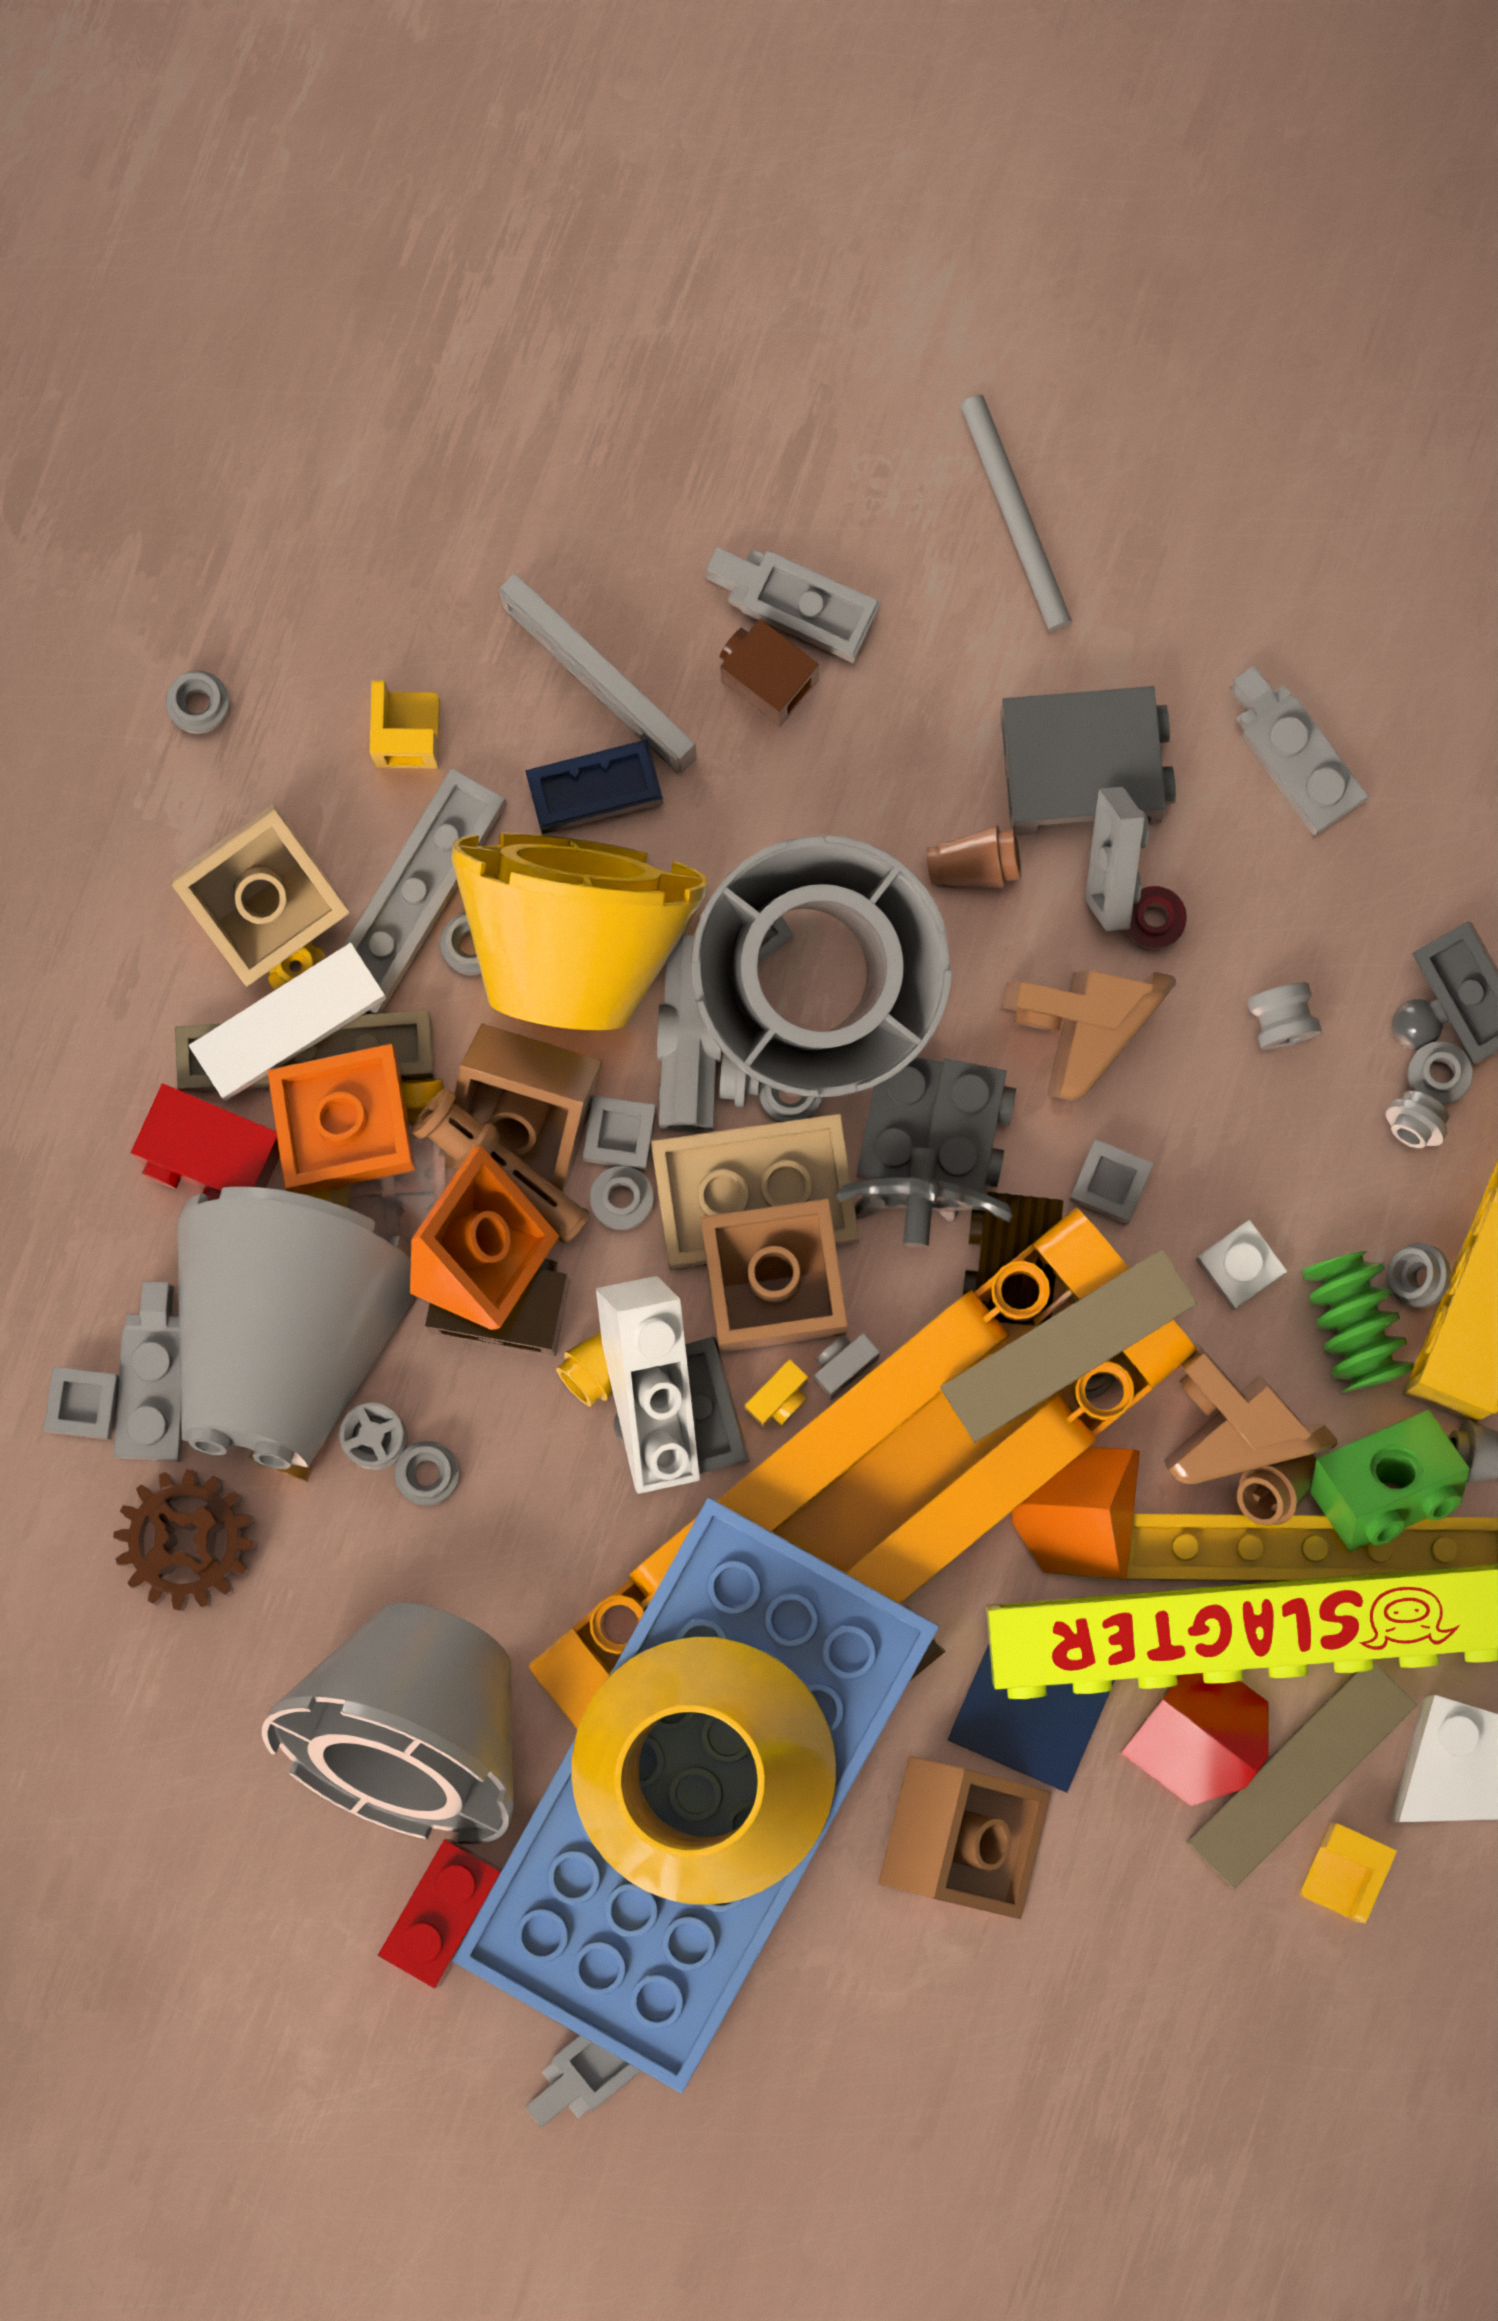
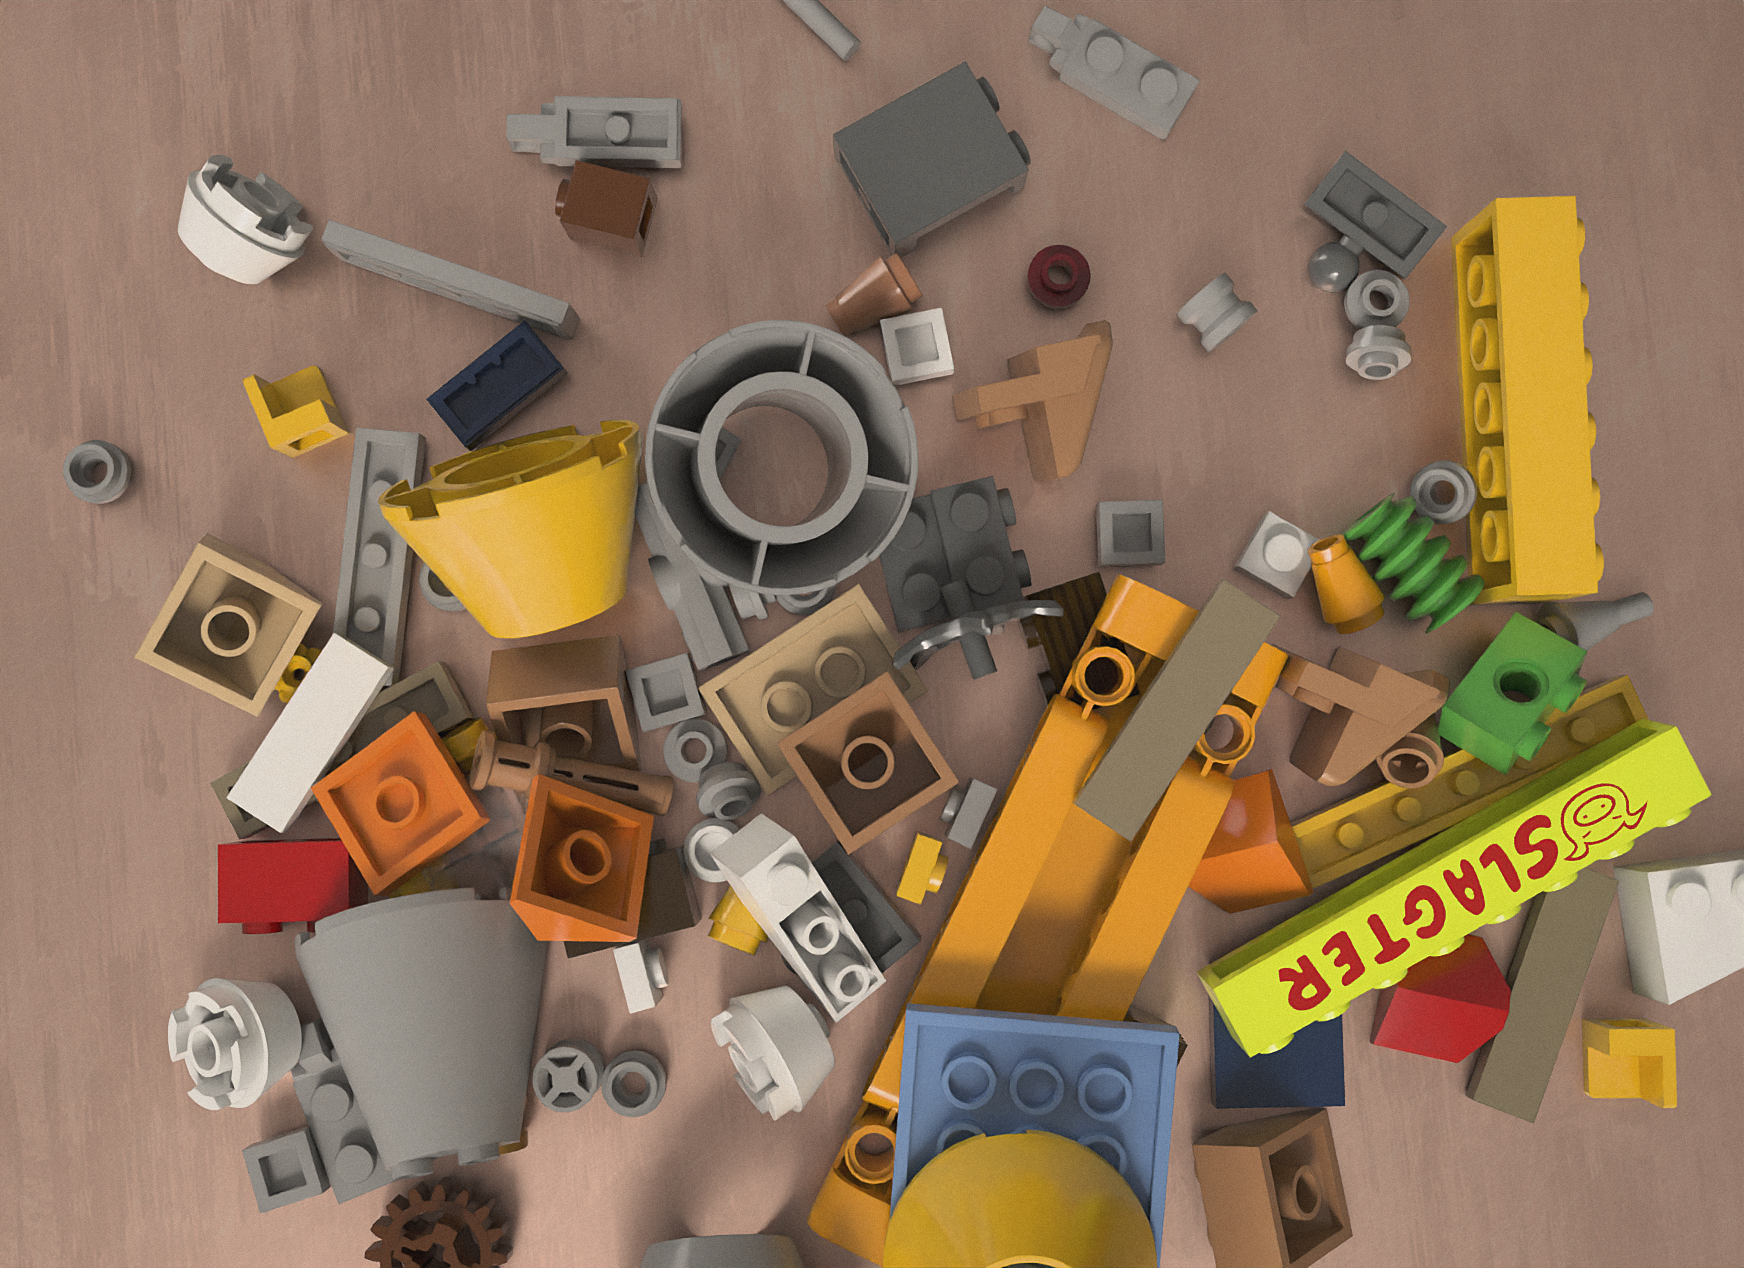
camera: 30 degrees left, 5 degrees up
(95, 1263) = (235, 1040): none -> white cone
(434, 540) = (240, 223): none -> white cone
(482, 1374) = (641, 974): none -> white plate
(572, 1491) = (776, 1048): none -> white cone
(582, 1294) = (701, 842): none -> white plate
(634, 1247) = (727, 791): none -> light grey plate
(993, 923) = (916, 346): none -> white plate
(1114, 858) = (1003, 234): light grey plate -> none
(1285, 1317) = (1344, 586): none -> light orange cone

